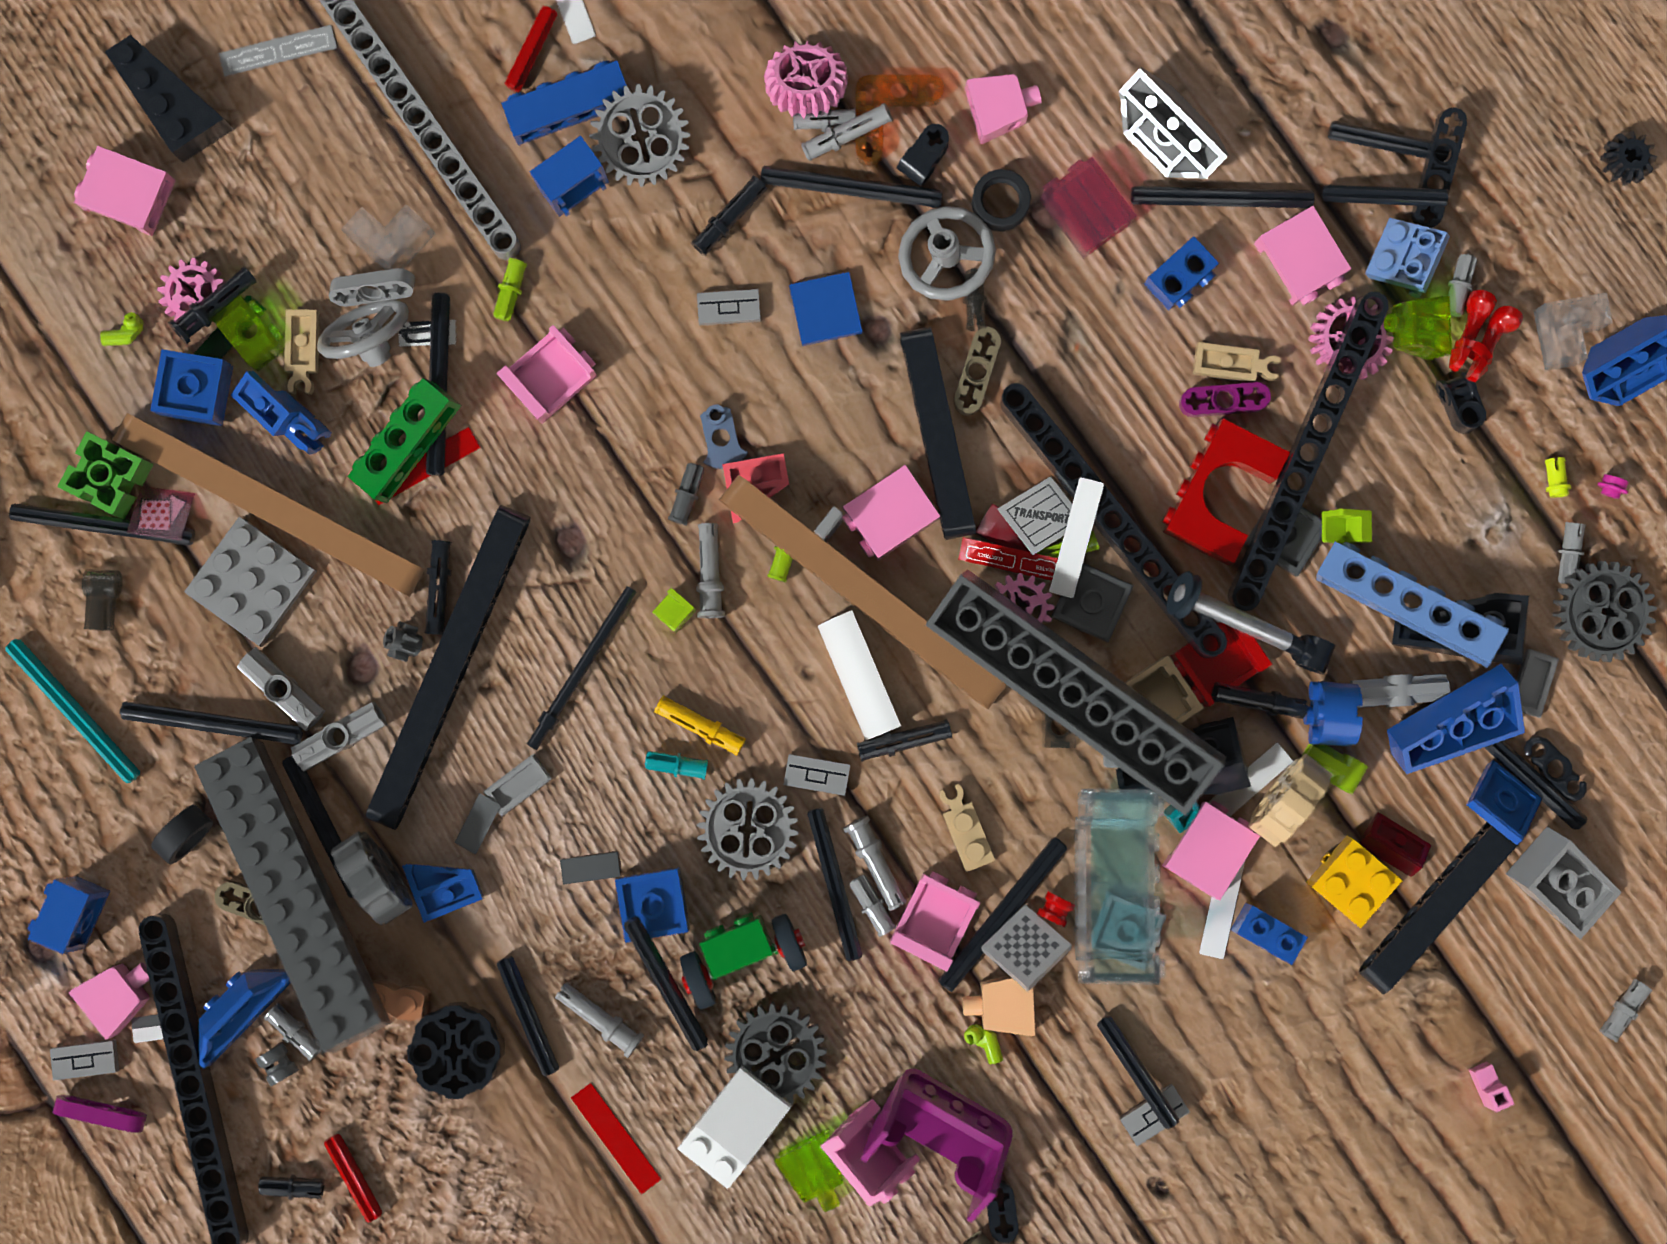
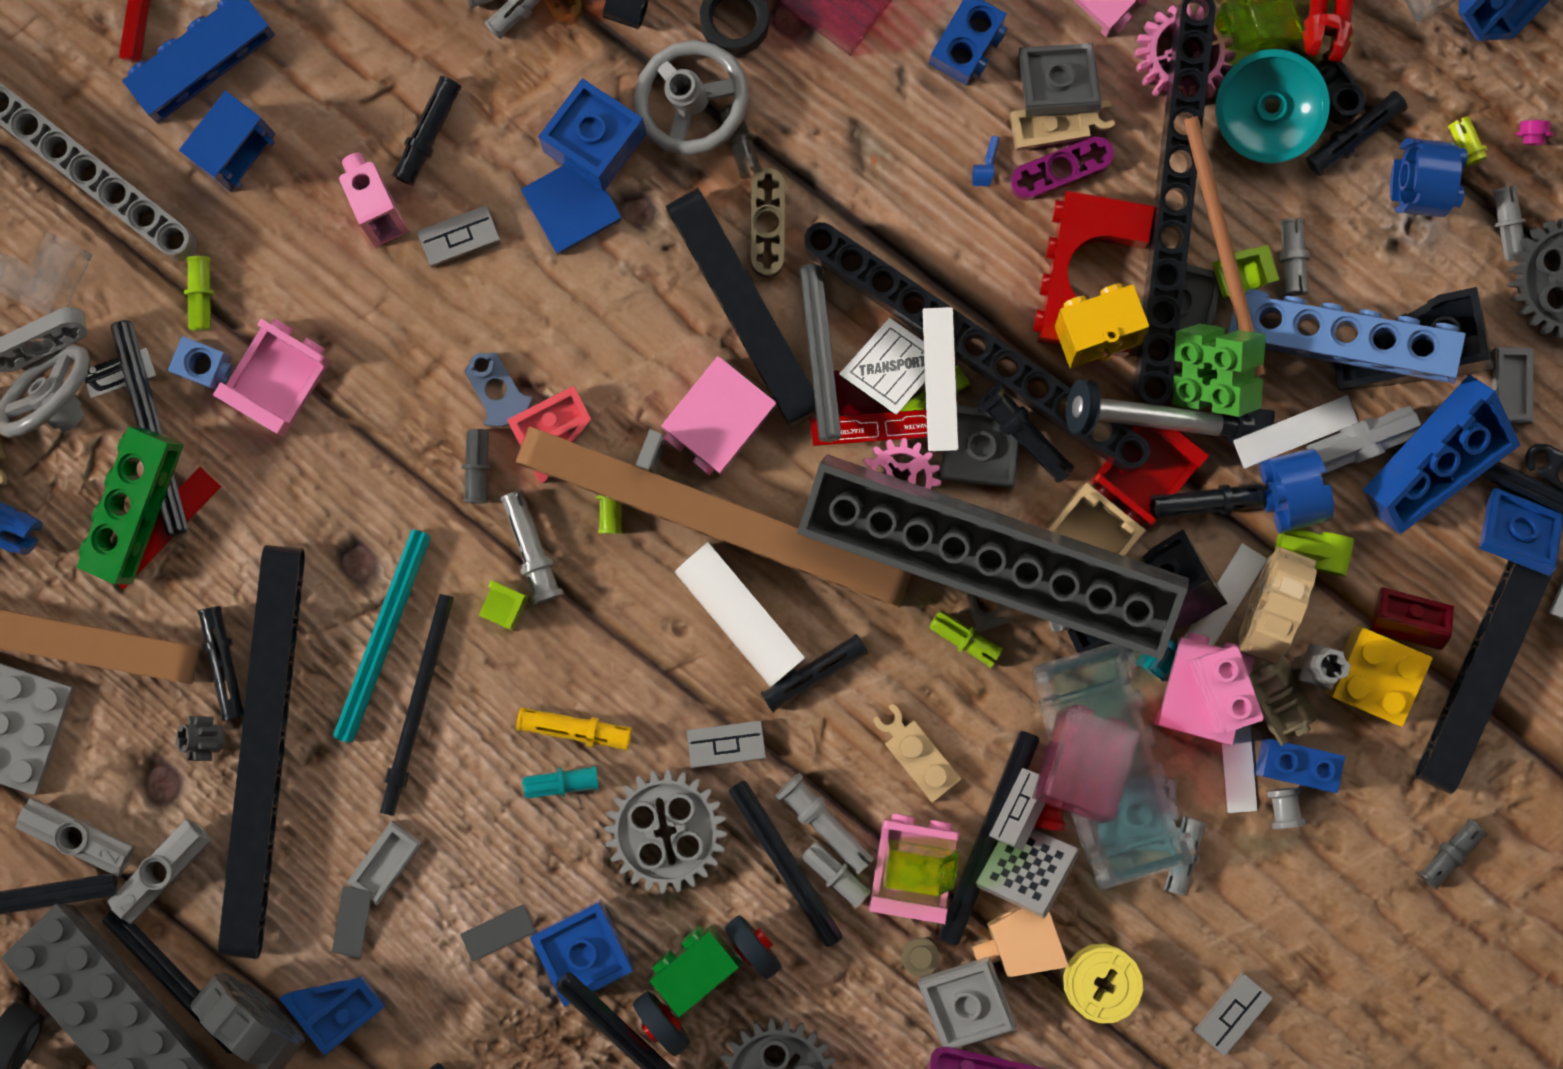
camera: 20 degrees left, 0 degrees up
(485, 336) = (185, 360): none -> medium blue brick
(571, 605) = (382, 636): none -> teal axle
(666, 127) = (266, 87): light grey gear -> none
(668, 257) = (371, 200): none -> bright pink torso
(851, 186) = (557, 54): black axle -> none
(859, 259) = (592, 135): none -> blue container
(919, 991) = (920, 957): none -> dark tan plate
(940, 921) = (919, 868): none -> clear neon green torso
(945, 1040) = (967, 1003): none -> light grey tile
(986, 1039) = (1018, 989): lime arm -> none
(987, 487) = (820, 353): none -> dark grey axle
(1033, 750) = (965, 638): none -> lime axle
(1036, 899) = (1018, 812): none -> light grey tile
(1058, 1076) = (1109, 1004): none -> light yellow piece
(1099, 879) = (1086, 764): none -> clear pink brick
(1125, 589) = (1015, 422): none -> black pin
(1138, 1072) = (1199, 971): black axle -> none
(1144, 993) = (1179, 878): none -> light grey pin
(1161, 385) = (983, 174): none -> blue hand
(1222, 533) = (1101, 323): none -> yellow brick
(1229, 855) = (1226, 690): none -> bright pink panel
(1245, 328) = (1059, 79): none -> dark grey tile
(1247, 964) = (1286, 808): none -> light grey bush
(1269, 877) = (1282, 700): none -> dark tan hinge
(1301, 598) = (1218, 369): none -> bright green brick
(1310, 860) = (1321, 666): none -> light grey piece
(1336, 501) = (1219, 228): none -> nougat piece
(1347, 666) = (1295, 431): none -> white sticker
(1369, 1042) = (1453, 854): none -> dark grey pin
(1389, 526) = (1294, 256): none -> light grey pin
(1433, 406) = (1301, 111): none -> teal dish
(1437, 455) = (1324, 158): none -> black pin
(1516, 496) = (1428, 177): none -> blue brick

